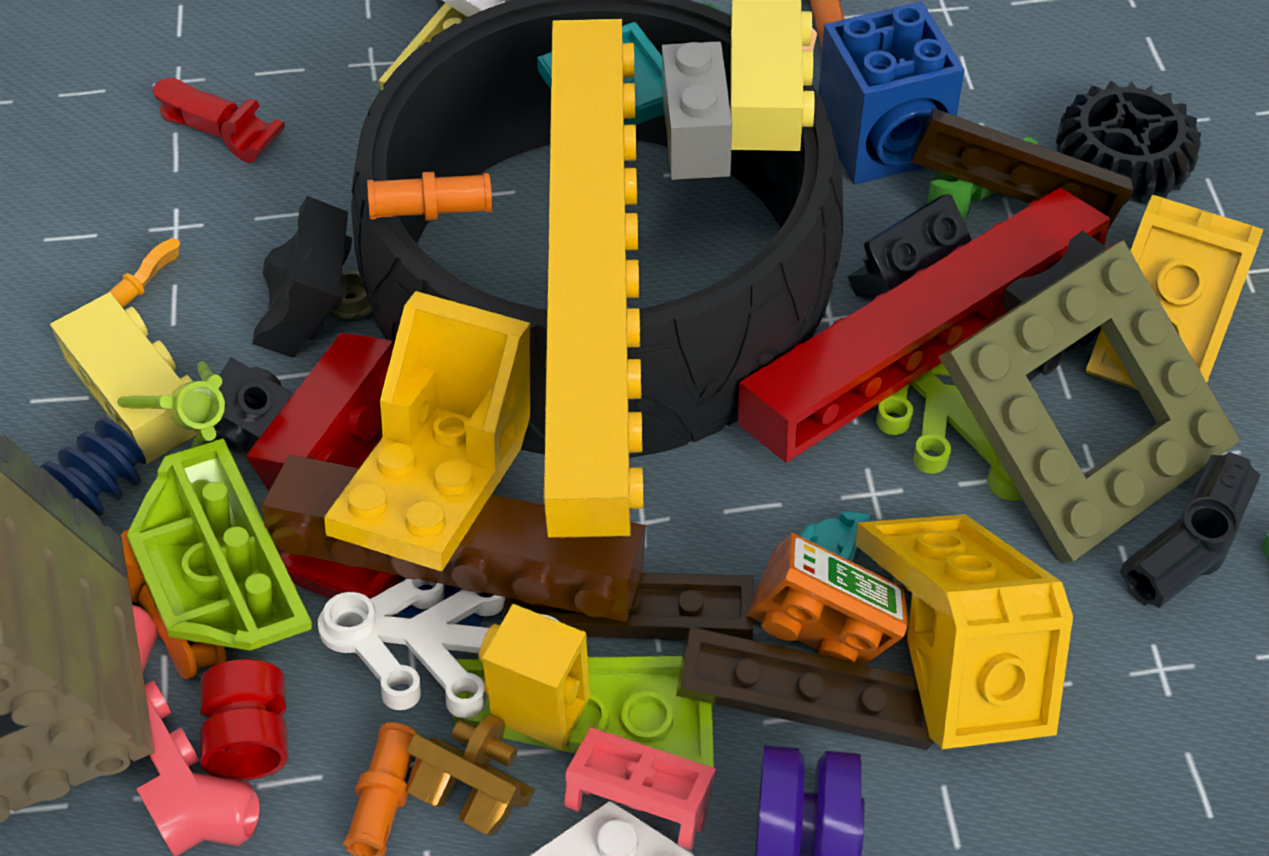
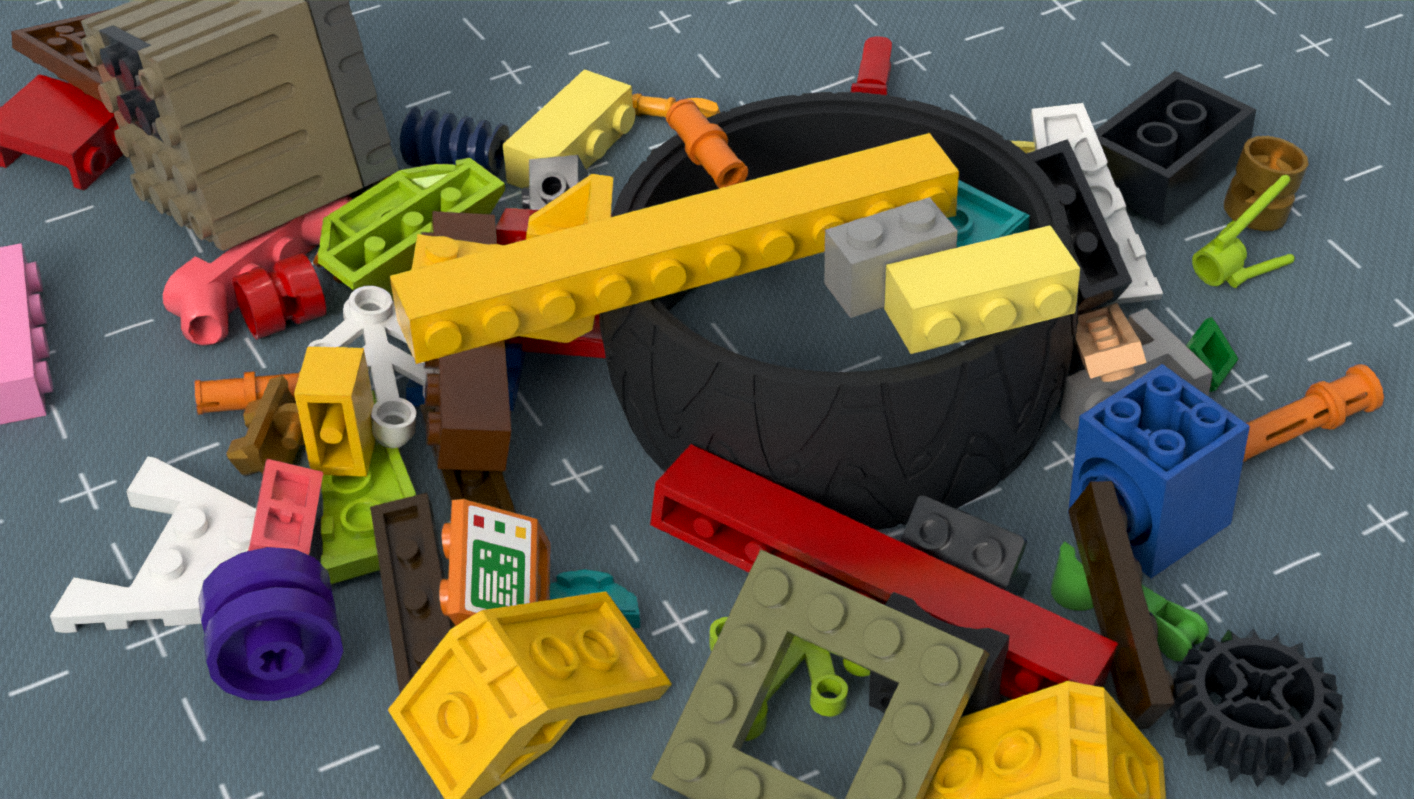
camera: 70 degrees right, 10 degrees down
(191, 405) = (514, 149): lime plant -> none

